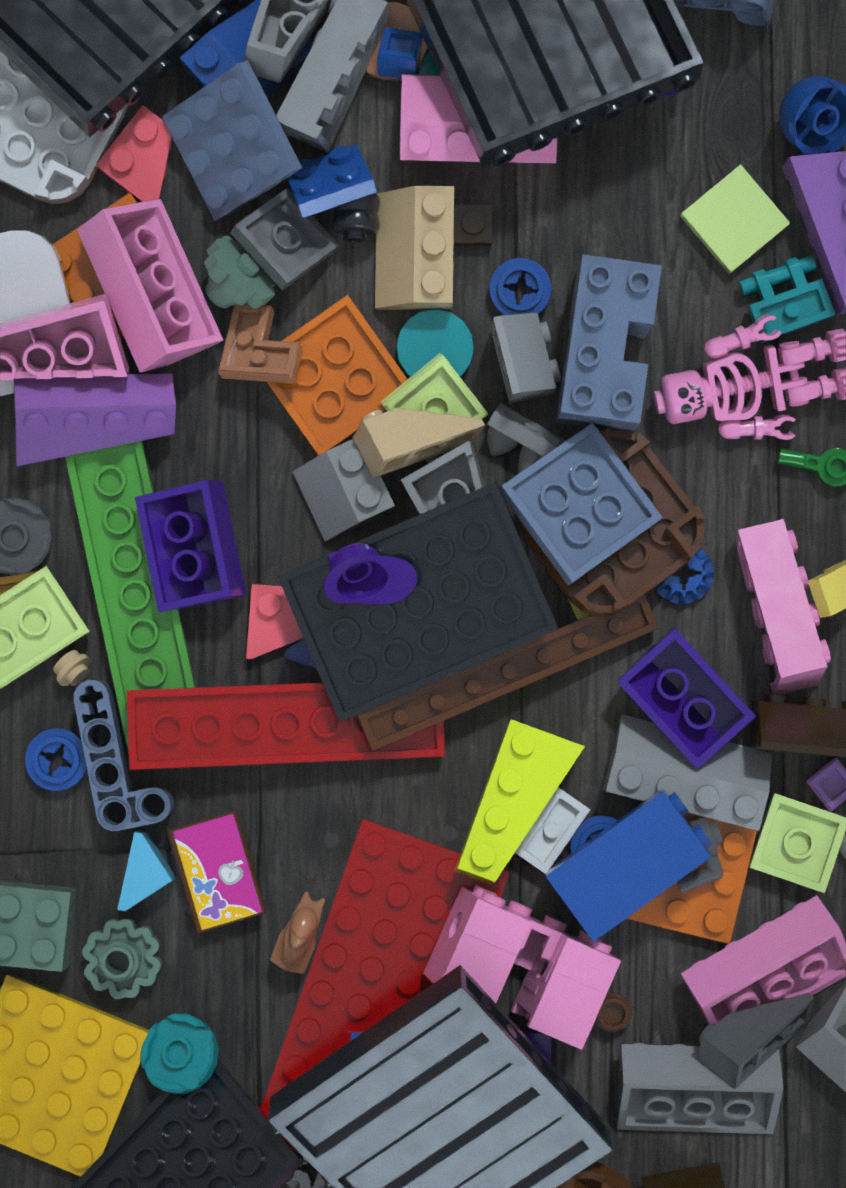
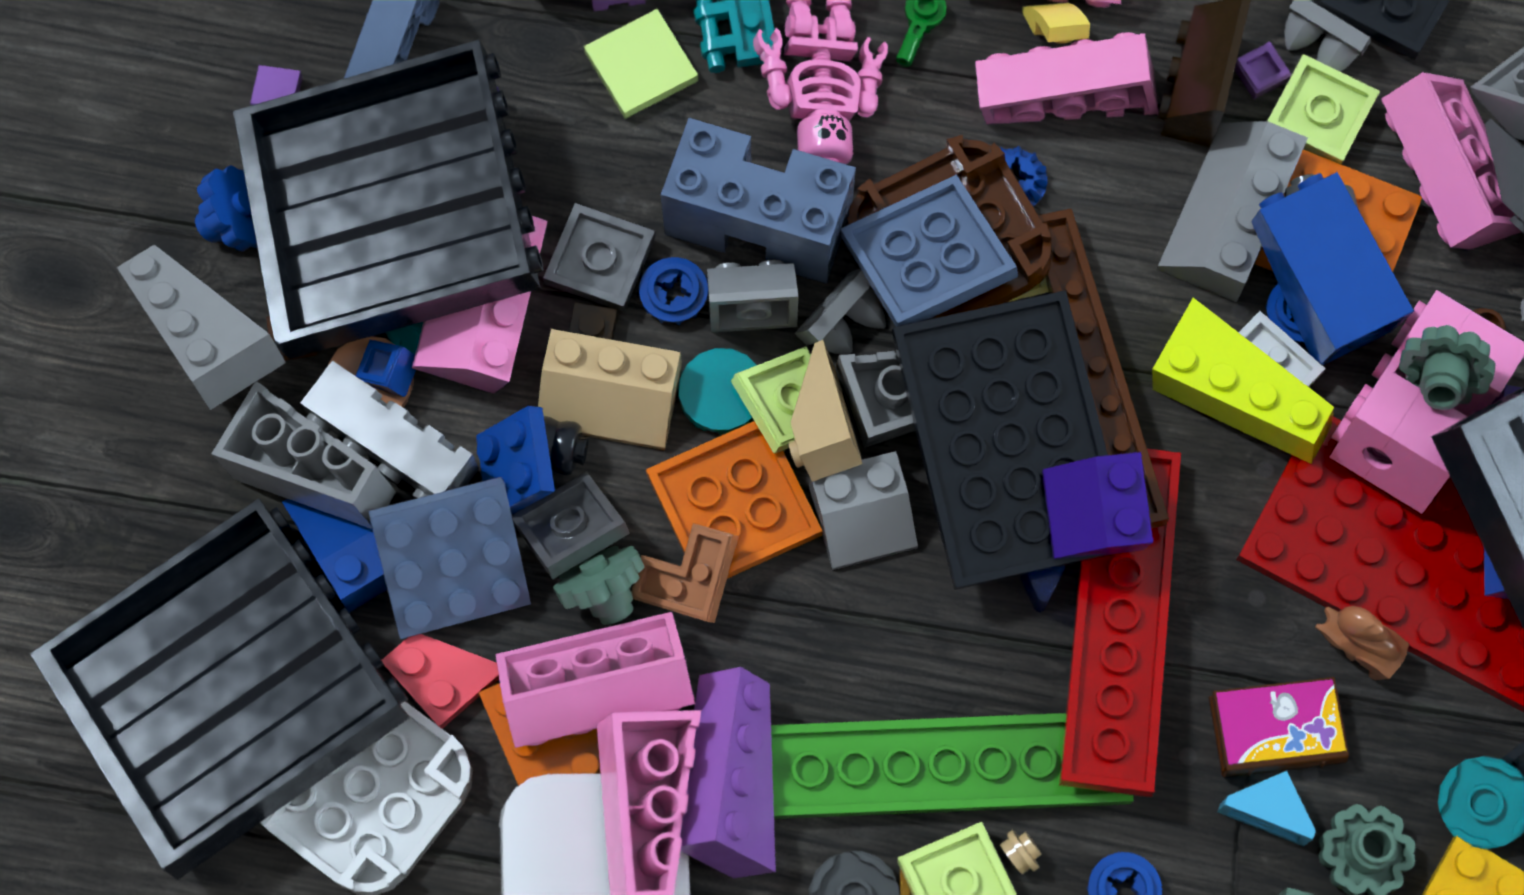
camera: 75 degrees left, 15 degrees down
(115, 754) = (1127, 820): sand blue beam -> none
(190, 545) = (903, 688): dark purple slope -> none
(270, 621) = (998, 616): coral wing -> none
(363, 685) = (1097, 506): none -> dark purple slope
(366, 577) = (977, 479): dark purple piece -> none
(535, 975) = (1448, 366): none -> sand green plant
(538, 217) = (599, 257): none -> flat silver plate
(685, 698) = (1151, 187): dark purple slope -> none

